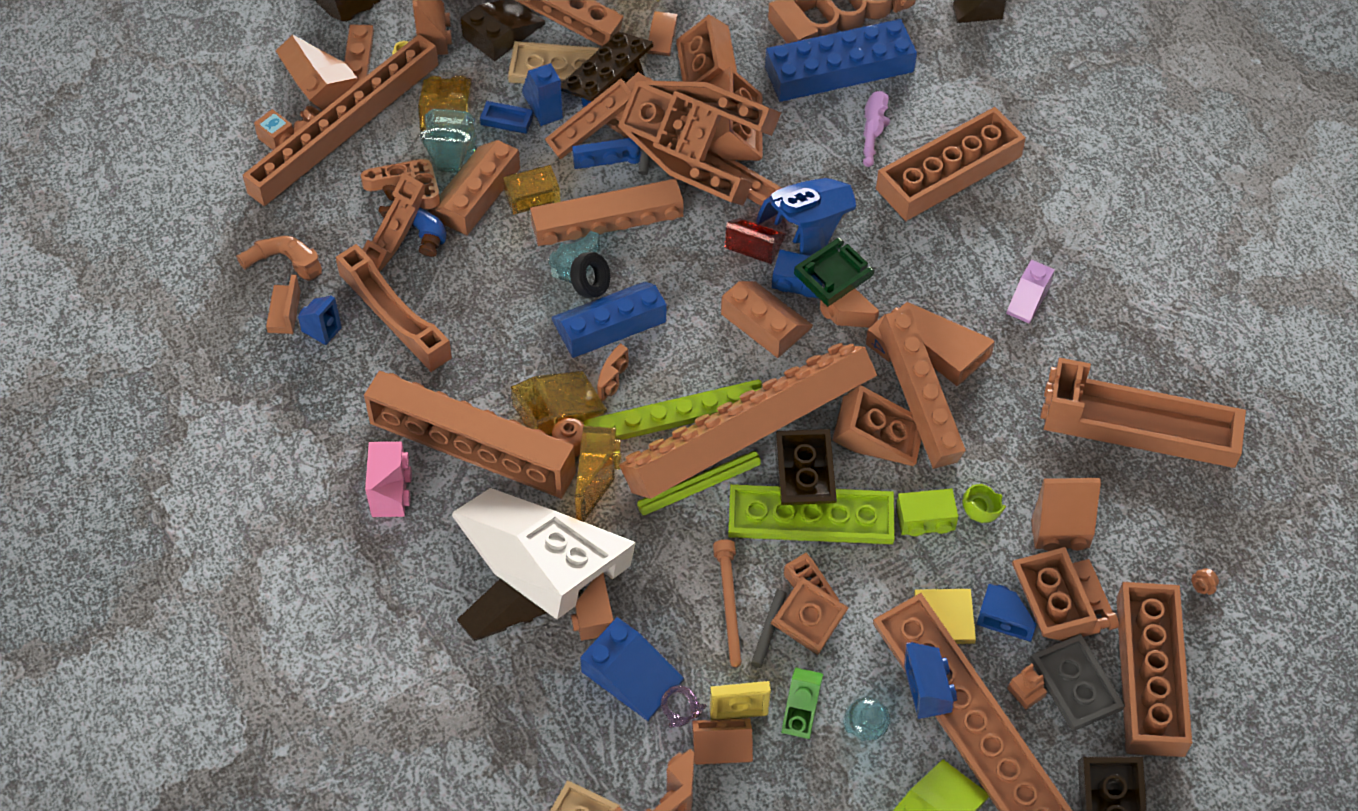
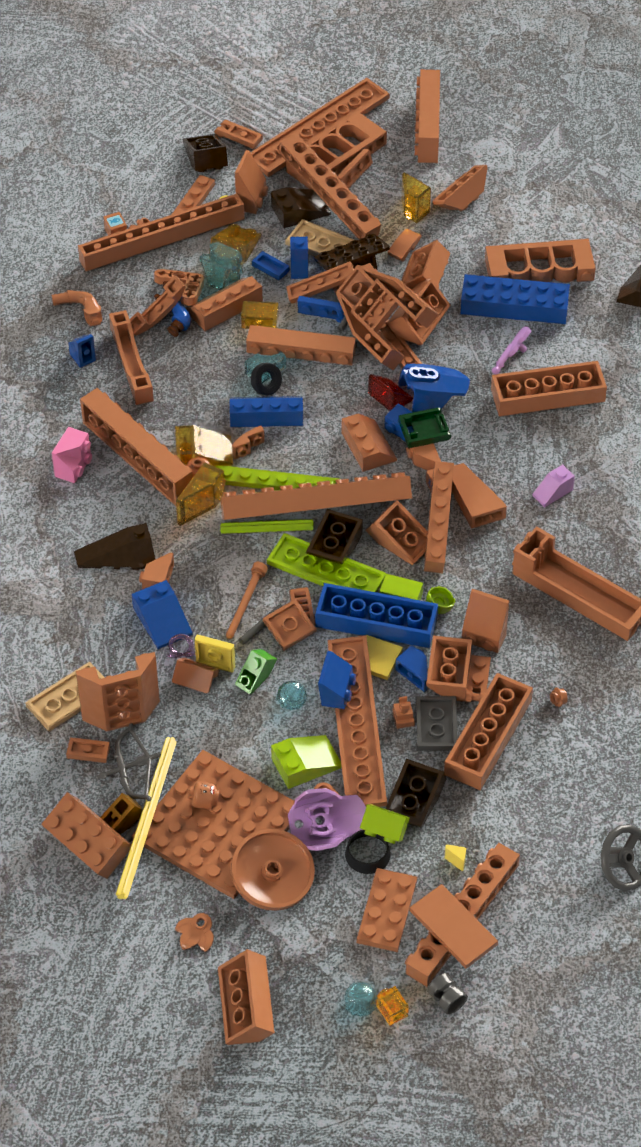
camera: 25 degrees right, 5 degrees down
(284, 307) = (67, 333): nougat panel -> none
(316, 72) = (160, 197): nougat wedge -> none
(541, 549) = (143, 526): white wedge -> none
(917, 558) = (376, 615): none -> blue brick

